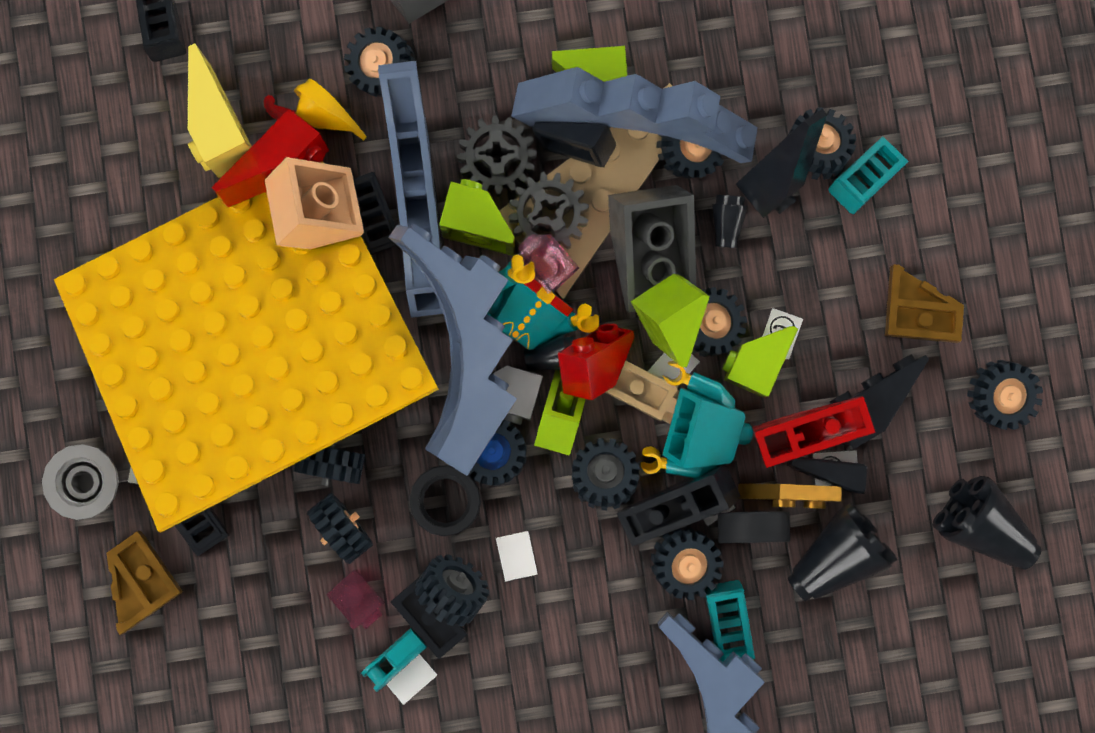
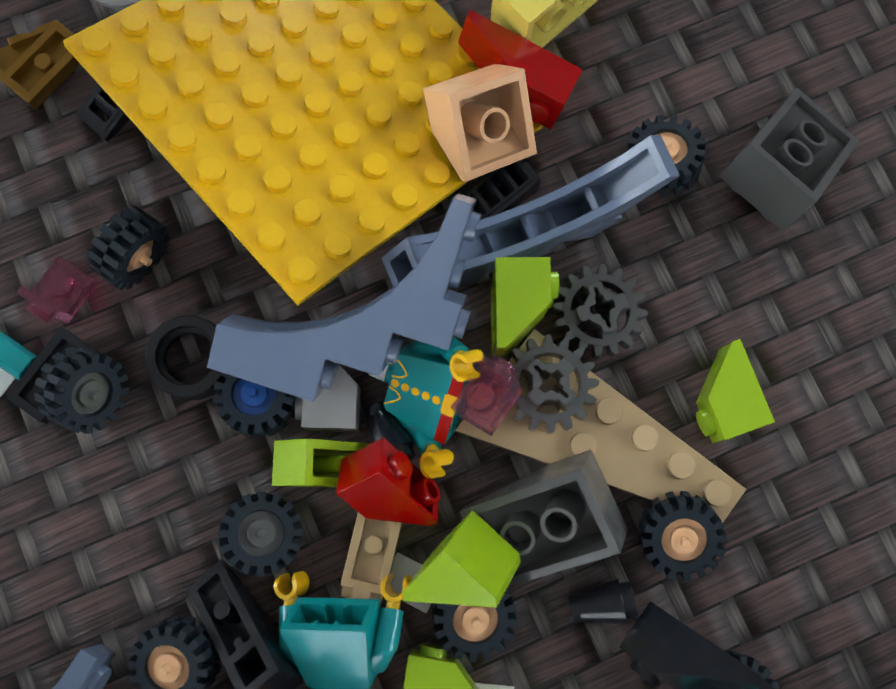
camera: 80 degrees right, 5 degrees down
(317, 109) = (591, 103): yellow piece -> none
(333, 464) = (196, 225): black wheel -> none
(516, 556) = (148, 456): white sticker -> none
(577, 141) = (644, 398): black slope -> none
(633, 103) = (711, 446): sand blue arch -> none

